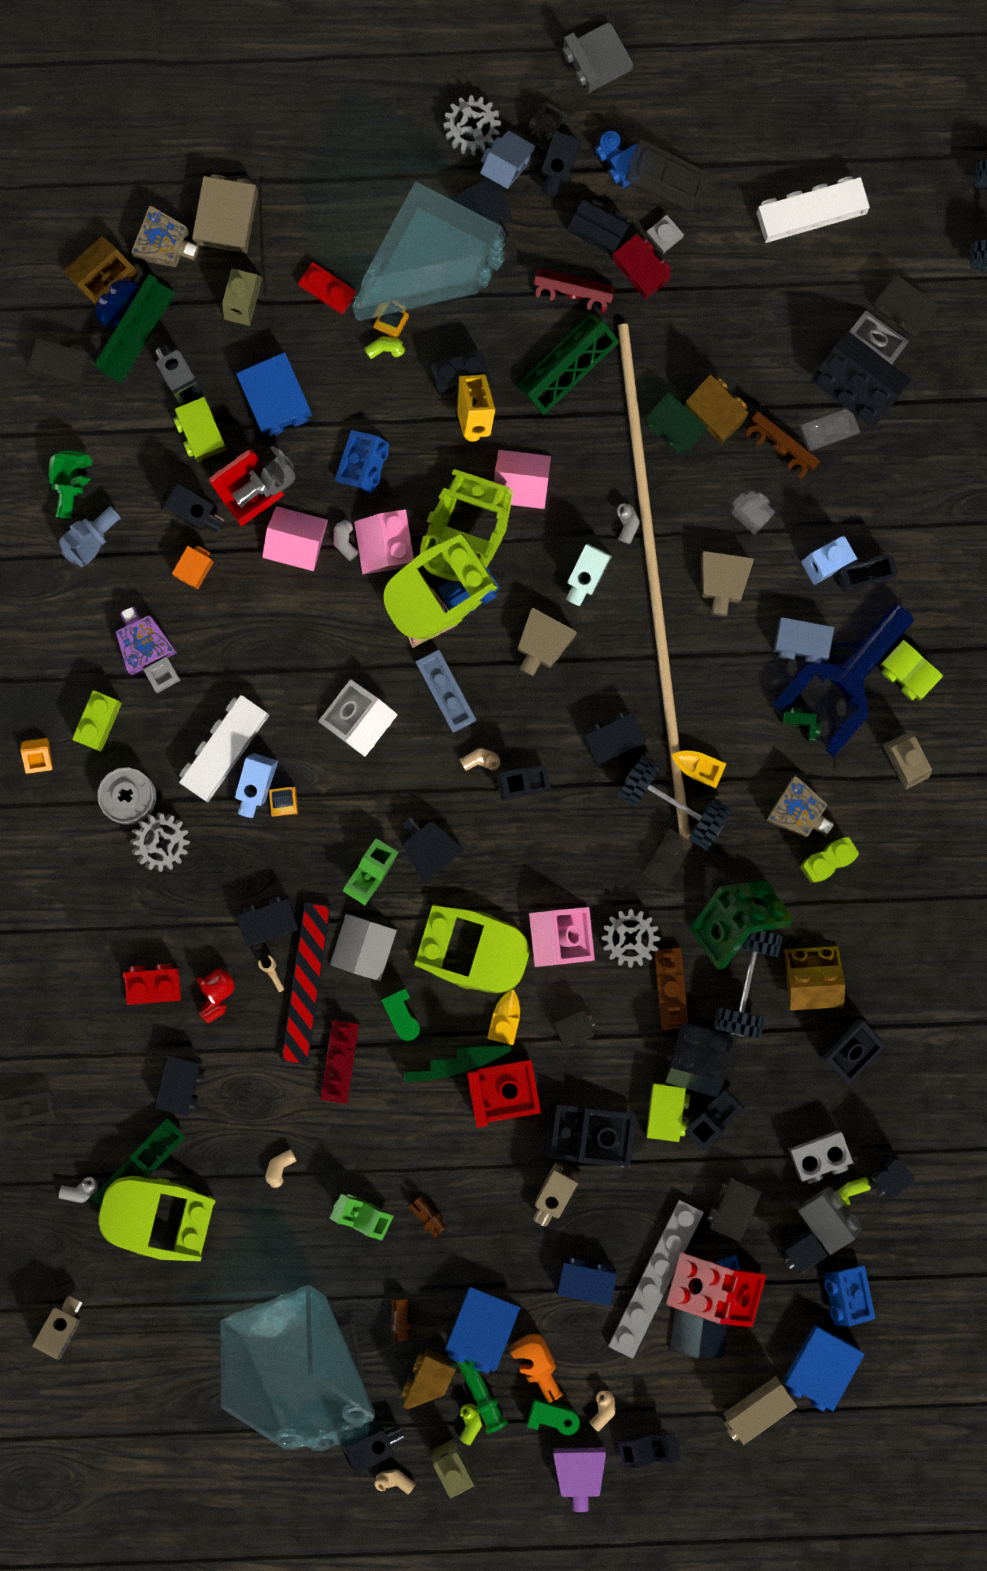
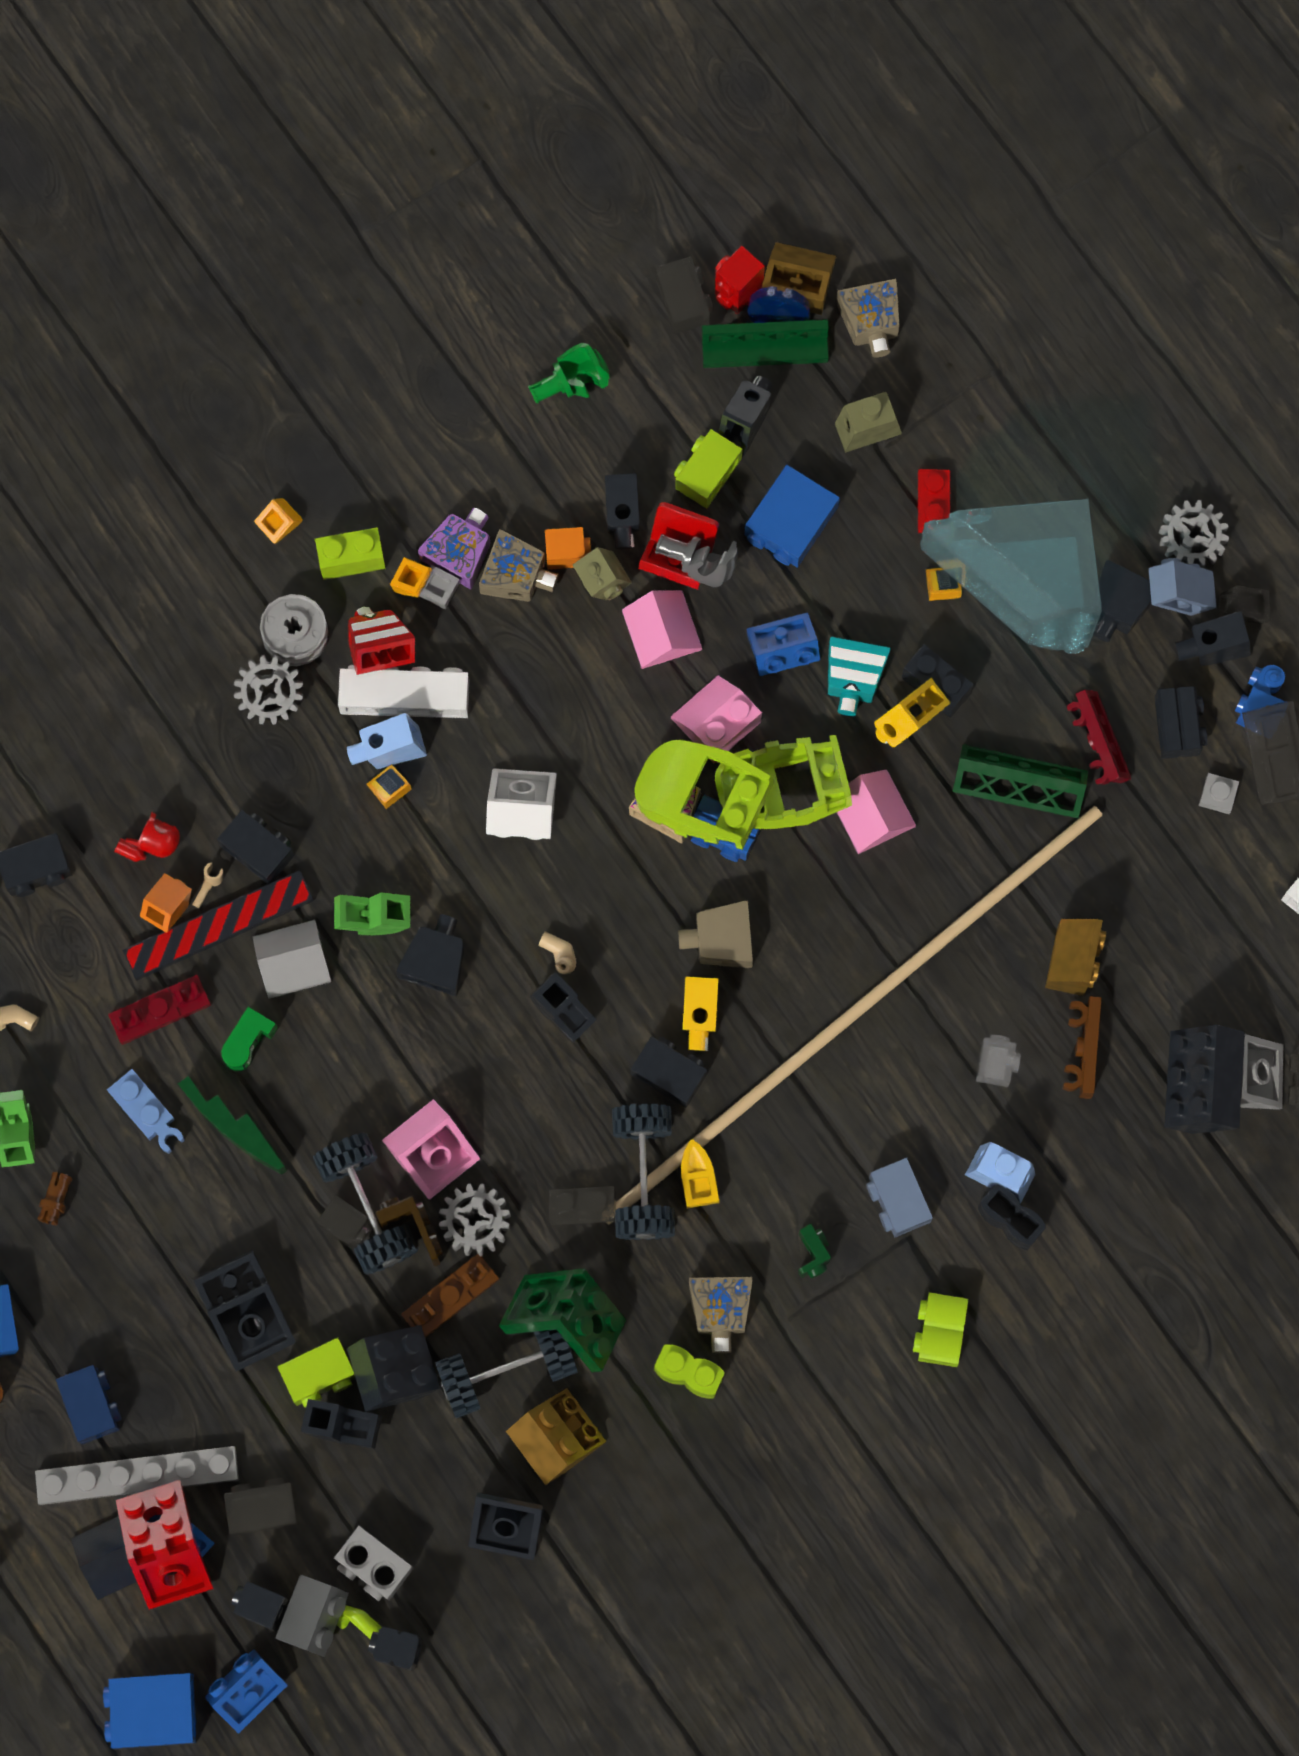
camera: 55 degrees right, 10 degrees down
(76, 317) = (738, 279): none -> red brick
(86, 537) = (526, 428): sand blue piece -> none
(143, 690) = (410, 578): none -> light orange slope
(152, 985) = (119, 775): red bracket -> none
(176, 742) = (379, 641): none -> red torso
(185, 612) = (515, 570): none -> torso
(225, 213) = (939, 356): dark tan brick -> none
(231, 554) = (602, 574): none -> olive head
(268, 1010) = (165, 902): none -> orange brick
(341, 539) = (691, 673): light grey arm -> none
(387, 344) = (916, 591): lime arm -> none
(403, 1116) = (144, 1109): none -> medium blue plate
(416, 426) = (854, 672): none -> teal torso
(445, 691) = (606, 873): sand blue plate -> none
(487, 1094) = (216, 1175): red bracket -> none
(499, 955) = (367, 1099): lime slope -> none
(505, 1019) = (301, 1148): yellow plate -> none
(559, 1184) = (162, 1310): dark tan torso -> none
(576, 684) = (700, 994): none -> yellow torso
(593, 562) = (833, 937): light aqua torso -> none
(593, 989) = (397, 1212): none -> dark brown bracket
(613, 1010) = (344, 1159): none -> black axle
(629, 520) = (903, 944): light grey arm -> none
(642, 266) = (1169, 789): dark red brick -> none
(676, 424) = (1033, 927): clear green brick -> none
(724, 579) = (907, 1077): dark tan torso -> none
(758, 1411) = (62, 1668): dark tan brick -> none
(829, 429) = (1134, 1085): clear plate -> none
(851, 674) = (896, 1269): clear blue piece -> none
(908, 760) = (845, 1387): dark tan torso -> none

